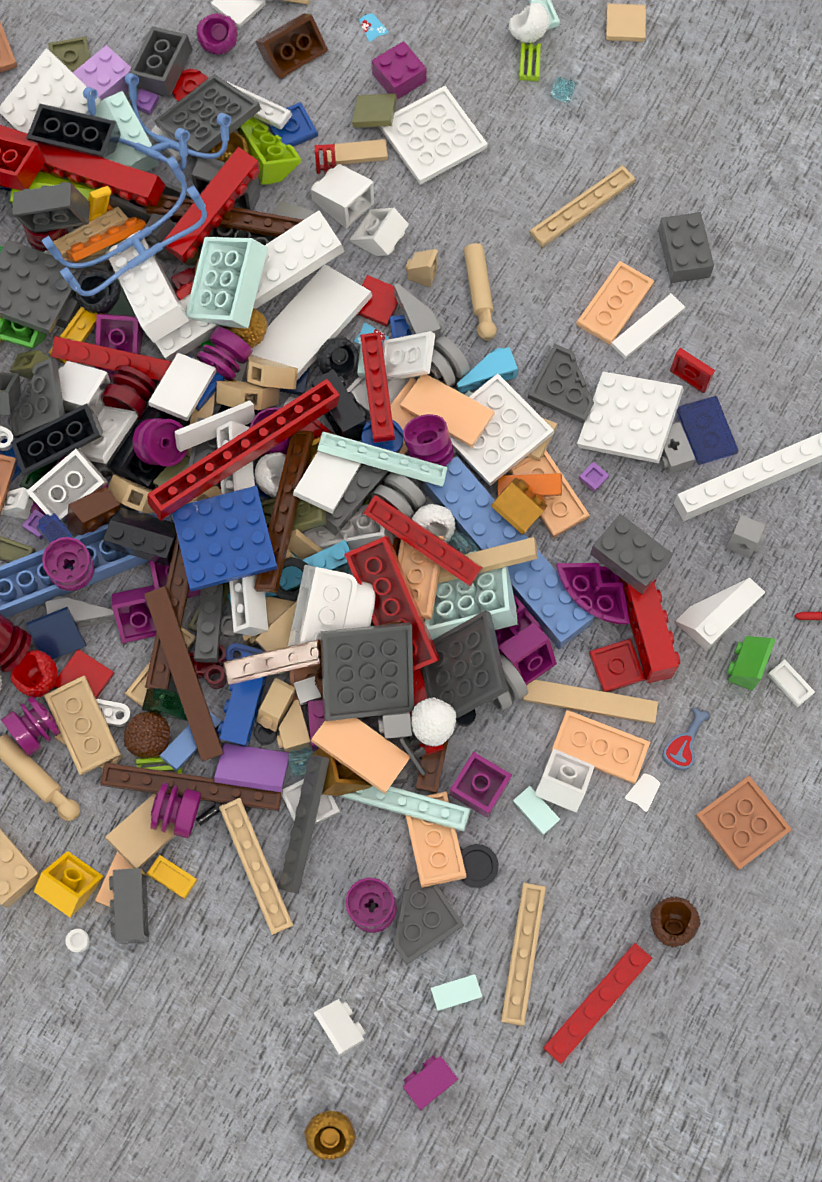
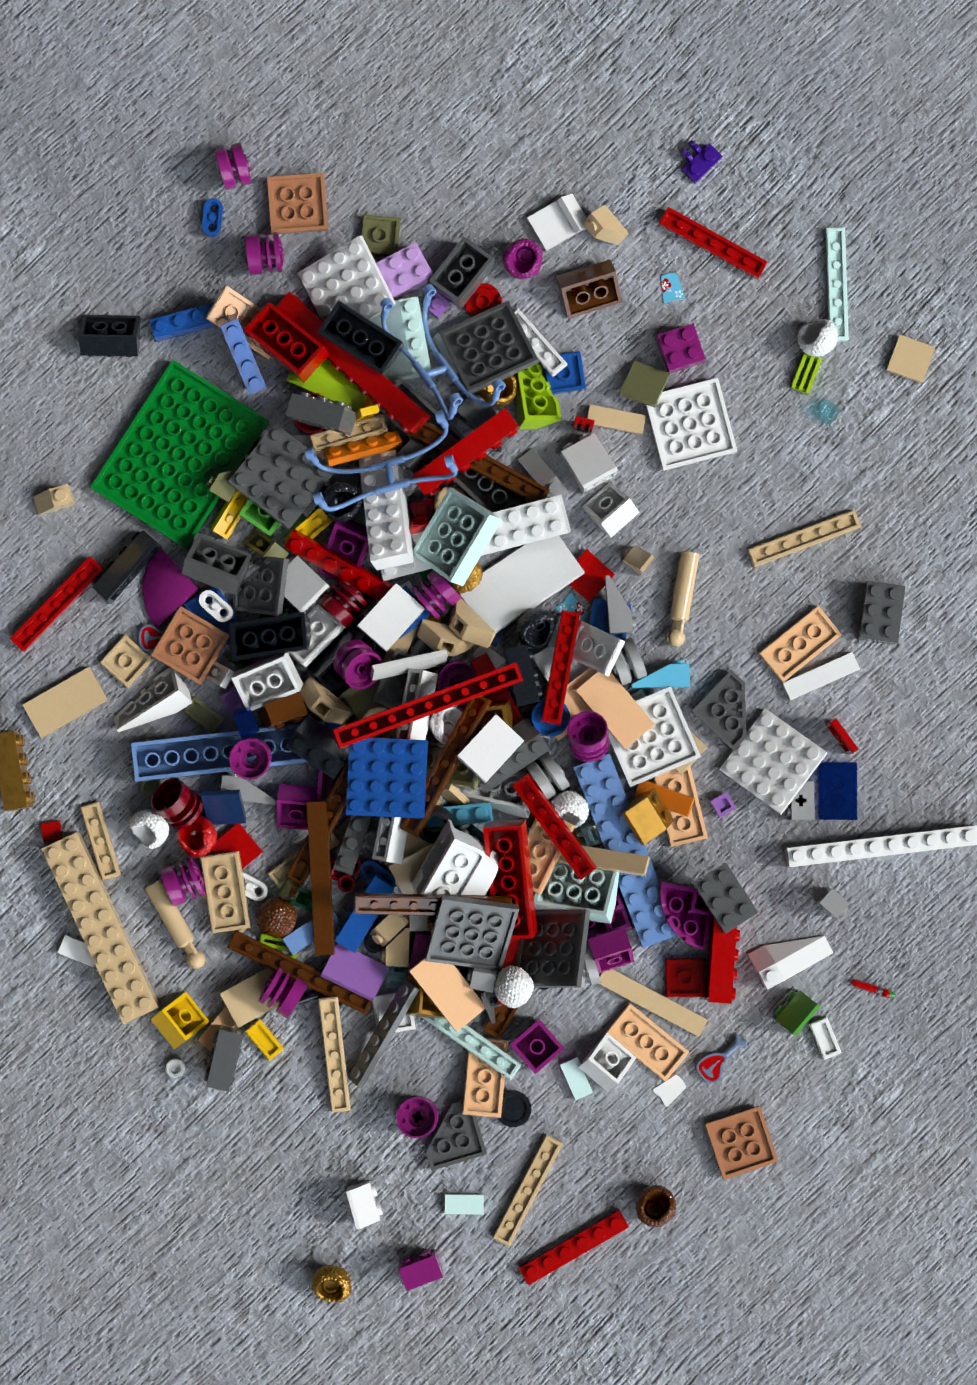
camera: 10 degrees right, 15 degrees up
(382, 458) = (542, 743): light aqua tile -> none

